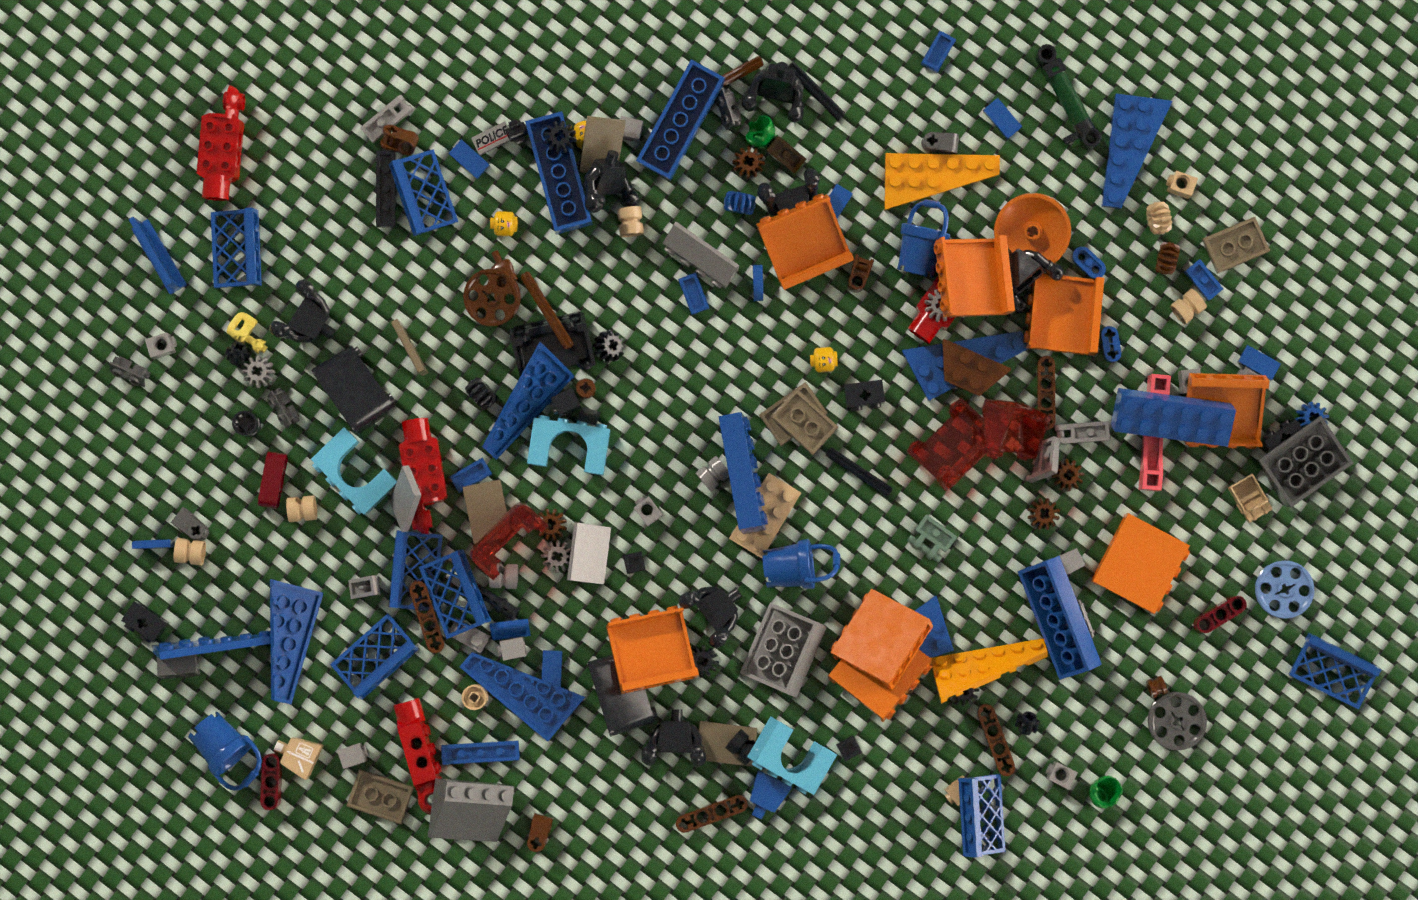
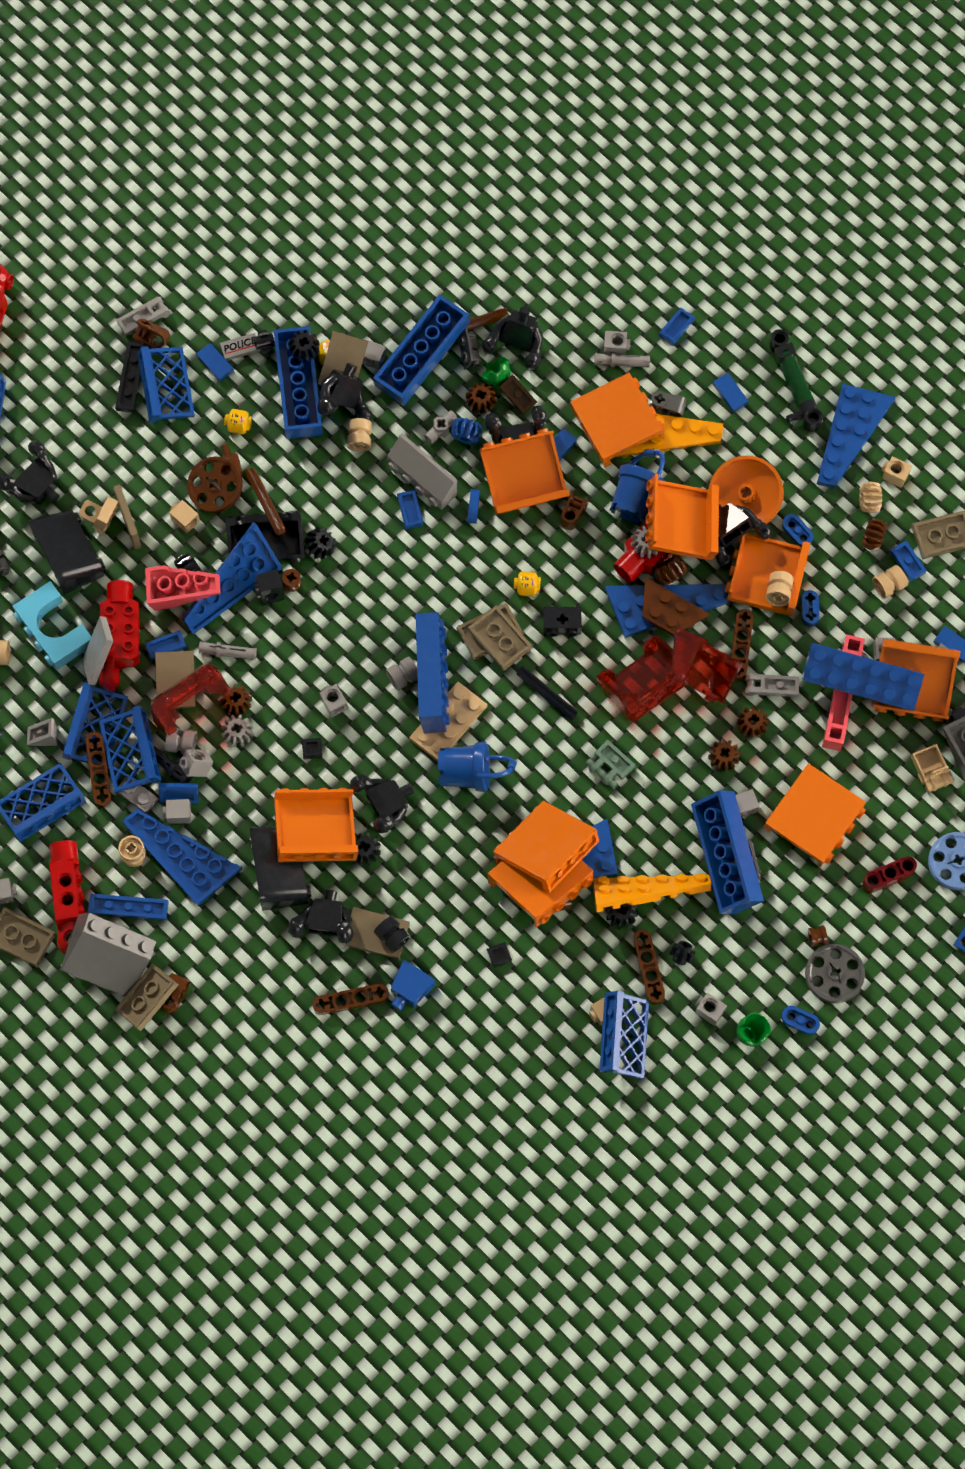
camera: 10 degrees right, 15 degrees down
(384, 348) = (103, 514): none -> tan piece
(466, 335) = (184, 516): none -> tan brick
(469, 416) = (175, 587): none -> coral wedge
(514, 843) = (146, 997): none -> dark tan tile
(522, 598) = (196, 763): none -> light grey brick
(533, 473) = (227, 650): none -> light grey pin
(546, 430) = (246, 613): medium azure arch -> none
(552, 667) = (214, 835): blue tile -> none
(589, 416) = (290, 605): black tile -> none
(589, 553) = (268, 731): tile -> none
(706, 208) = (446, 422): none -> light grey axle
(768, 752) = (414, 940): medium azure arch -> none
(783, 650) = (447, 849): light grey slope -> none
(818, 93) = (558, 349): black axle -> none
(872, 87) = (615, 336): none -> light grey brick
(886, 99) = (622, 360): none -> light grey pin
(891, 167) = (616, 417): none -> orange panel
(966, 328) = (670, 570): none -> reddish brown gear
(1046, 460) = (732, 705): light grey wing -> none
(1079, 333) = (779, 588): none -> tan wheel
(1148, 773) = (800, 1019): none -> blue plate

